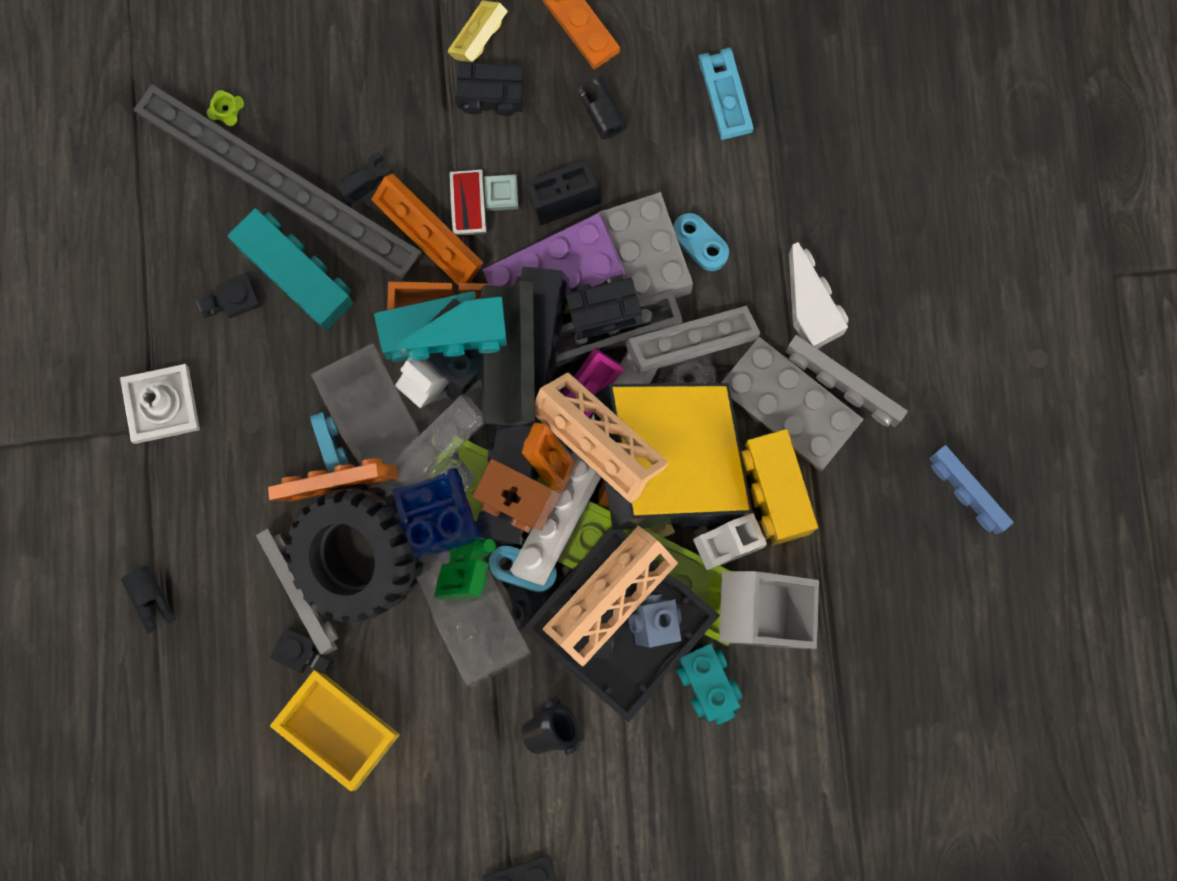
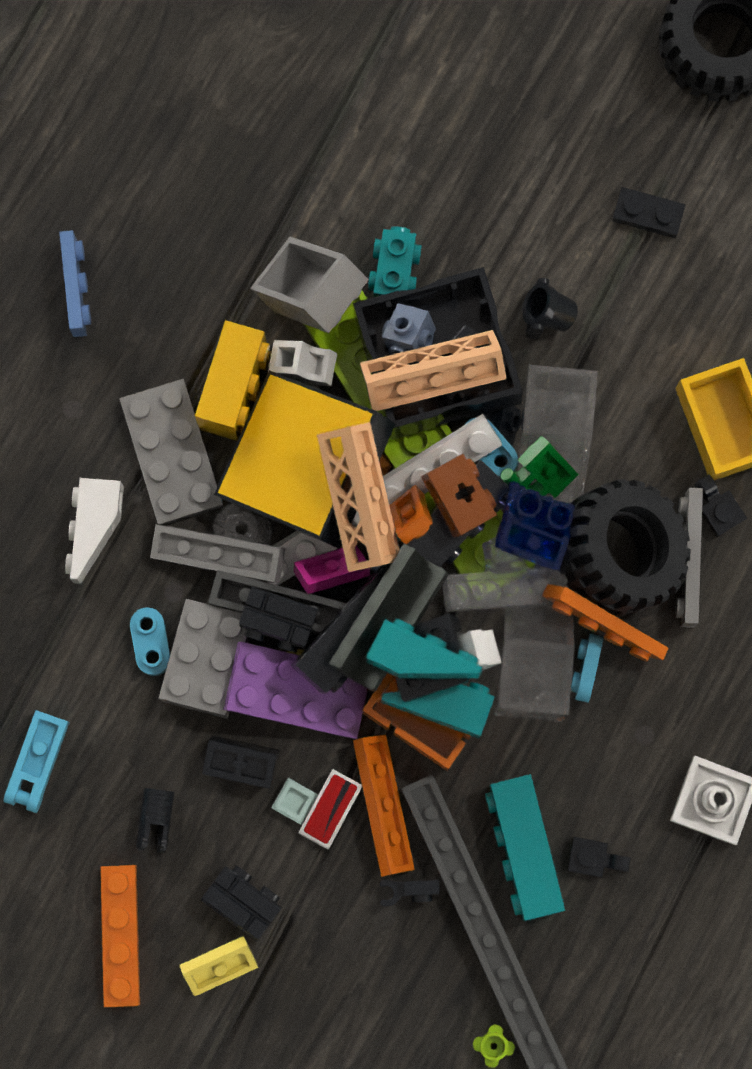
camera: 150 degrees left, 0 degrees up
(855, 389) = (109, 424): light grey plate -> none

